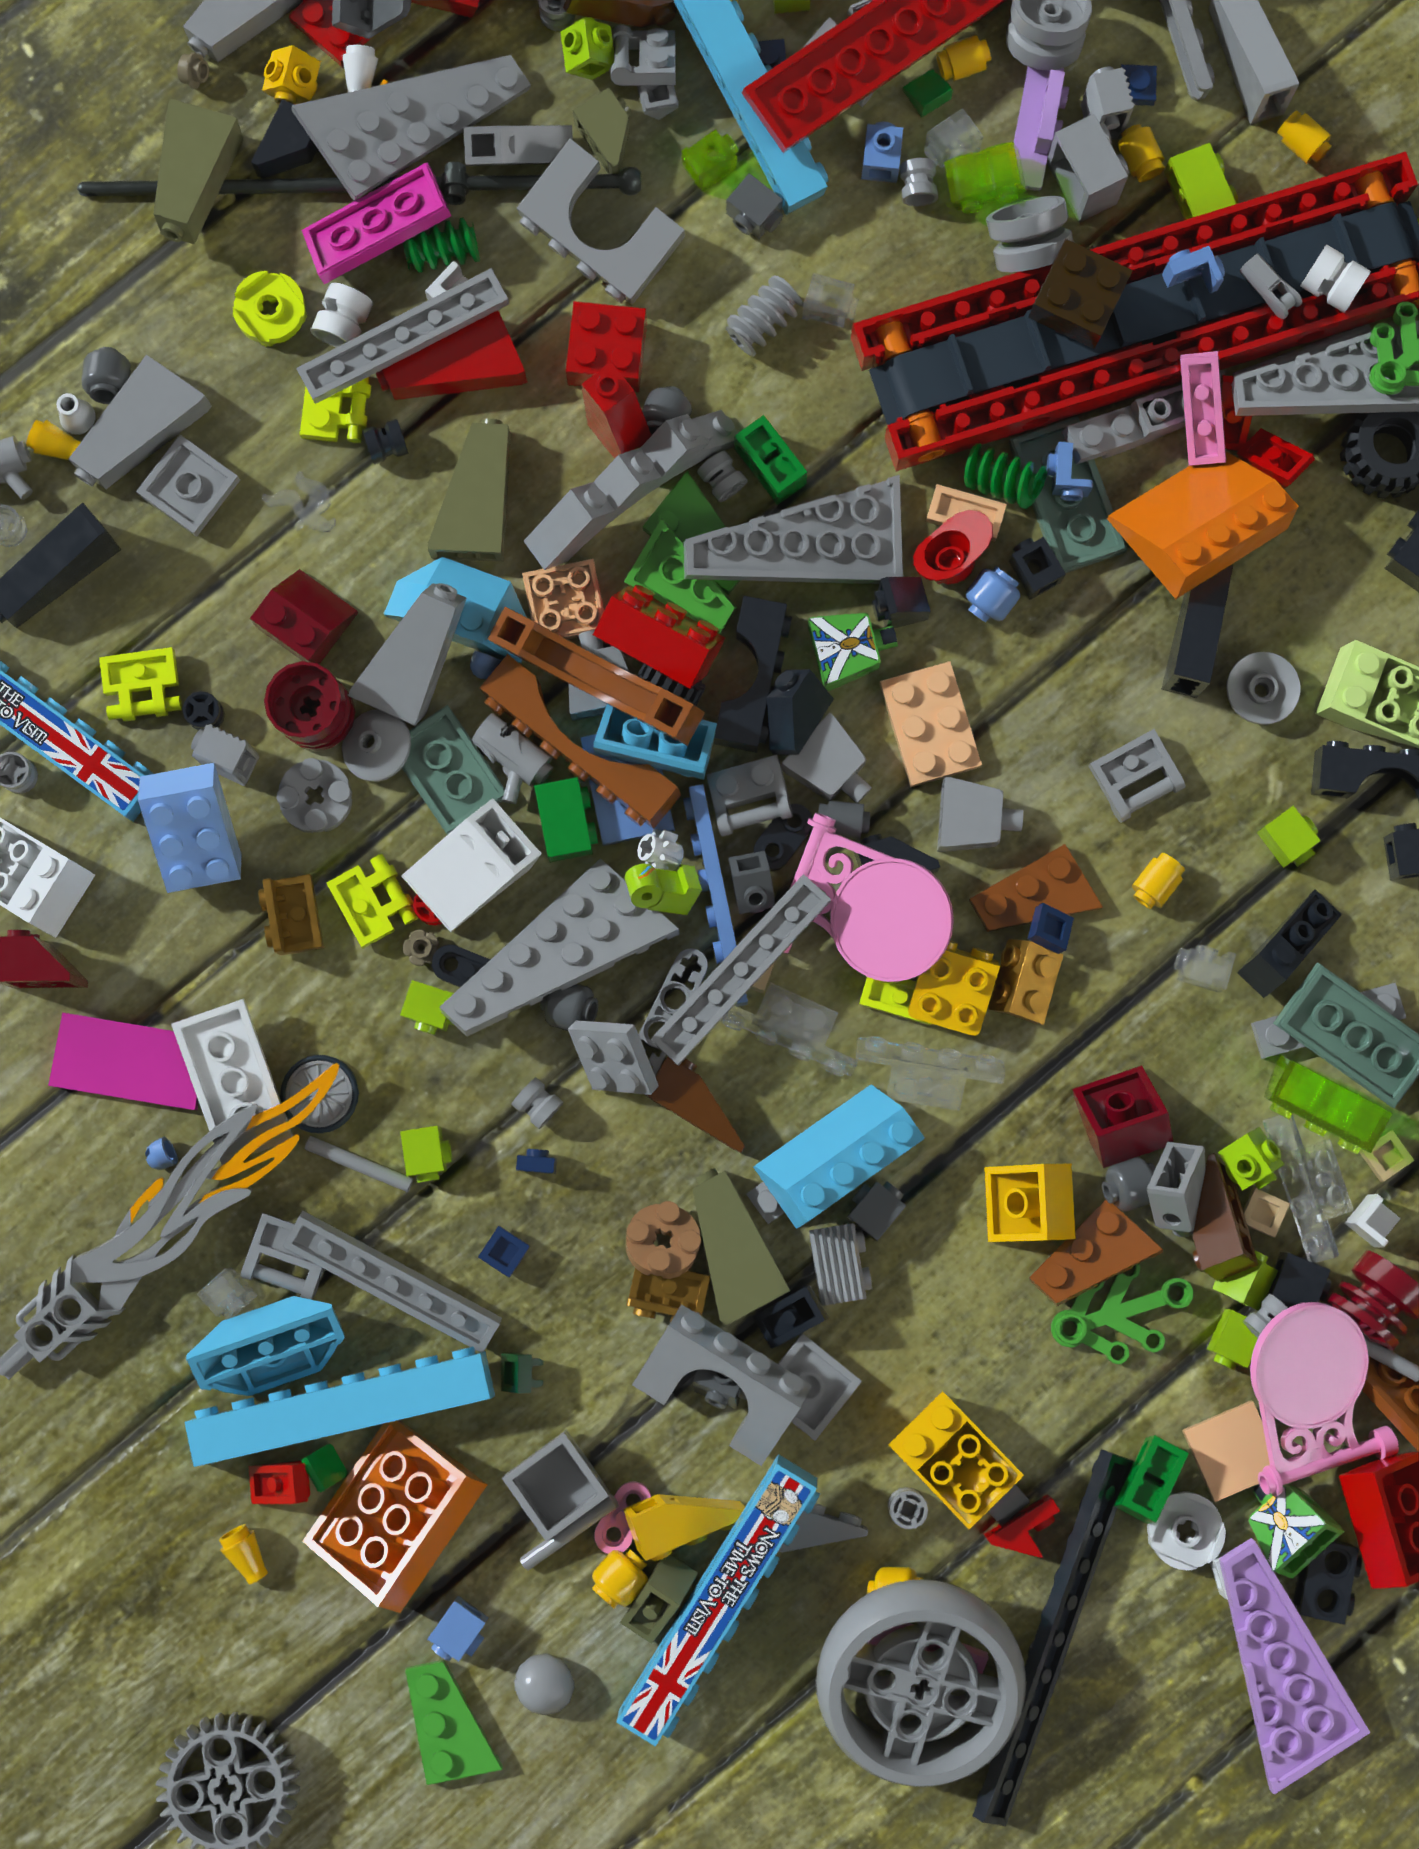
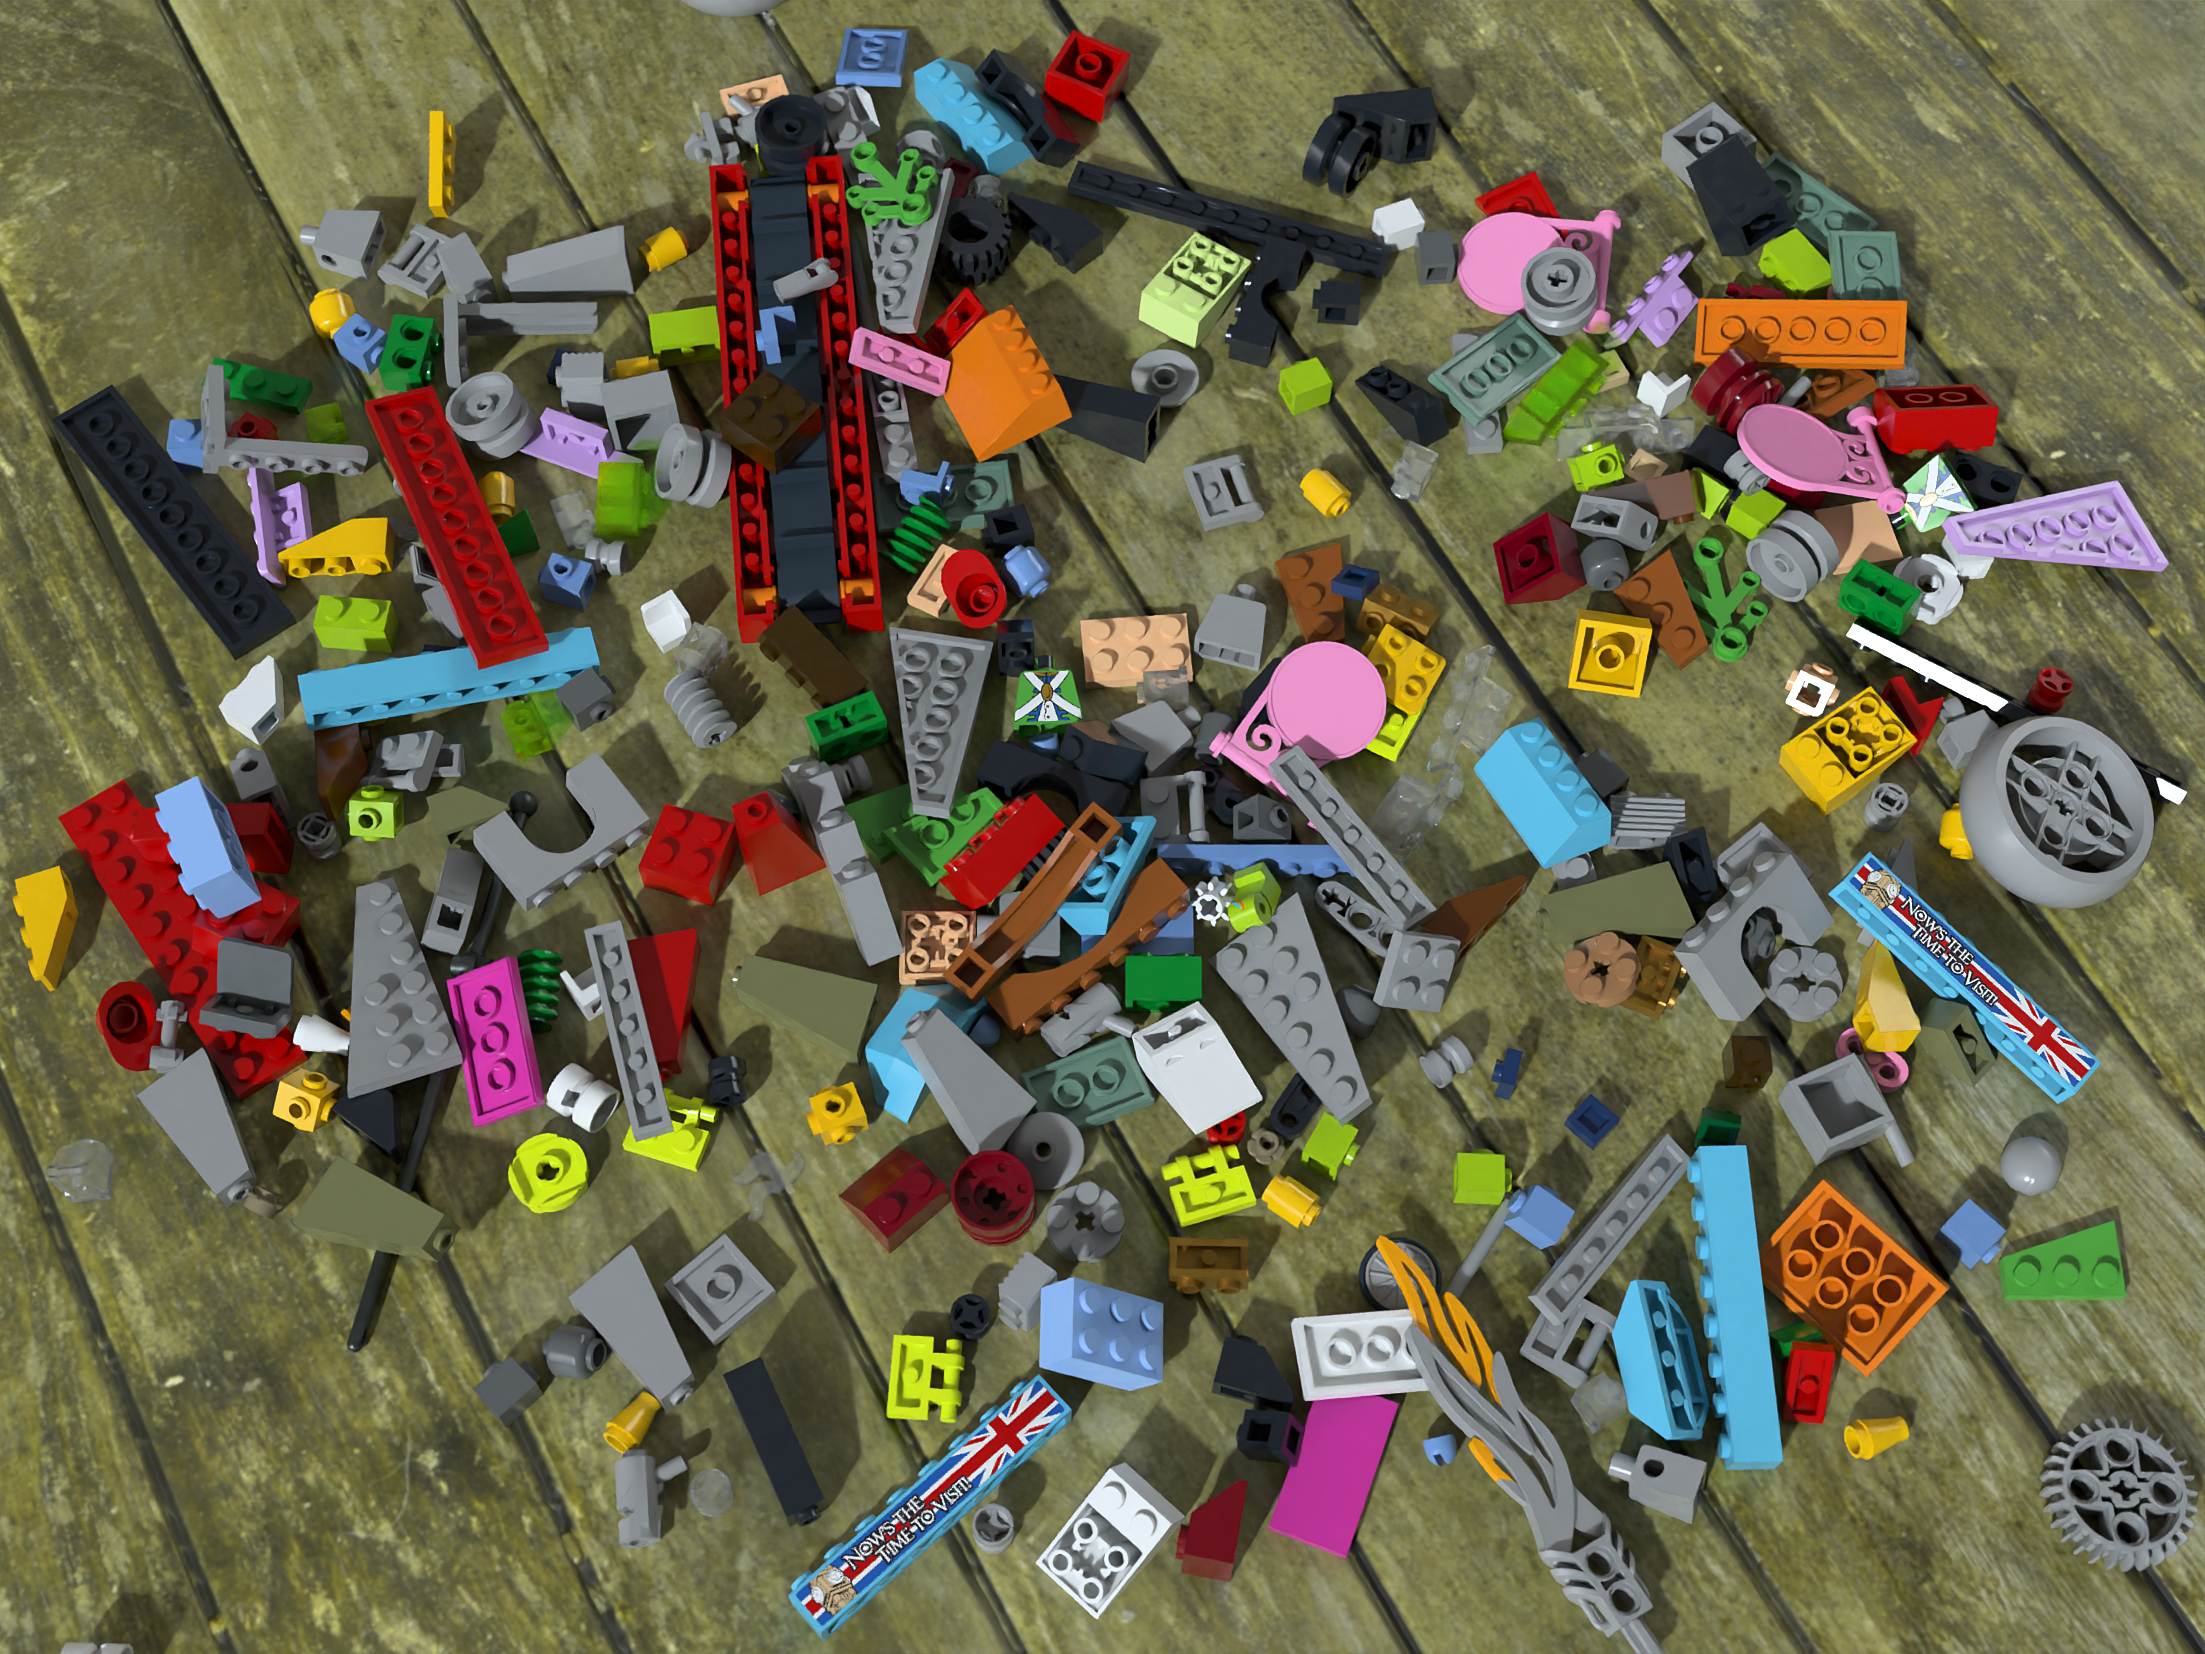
camera: 80 degrees left, 20 degrees down
(62, 328) = (509, 1389): none -> dark grey brick
(75, 414) = (609, 1401): white cone -> none
(137, 999) = (1270, 1436): none -> black brick
(160, 1373) = (1662, 1480): none -> light grey torso
(194, 971) = (1251, 1375): none -> black slope
(368, 980) = (1292, 1201): none -> yellow brick
(369, 547) = (837, 1114): none -> yellow brick
(395, 1211) = (1538, 1215): none -> medium blue brick
(590, 1394) = (1747, 1062): none -> dark brown brick
(620, 1578) = (1932, 1070): yellow head -> none
(681, 1460) = (1810, 964): none -> light grey plate
(799, 655) = (1045, 744): none -> medium blue hinge
(832, 407) = (810, 660): none -> dark brown brick
(857, 260) = (666, 620): none -> white panel
(884, 773) = (1164, 686): none -> clear brick
(1009, 1588) = (1962, 732): none -> light grey brick
(1025, 1418) = (1807, 701): none -> light nougat brick
(1094, 1676) = (2050, 689): none -> red wheel
(1180, 1380) = (1792, 555): none -> light grey wheel
(1335, 278) = (815, 229): white wheel -> none

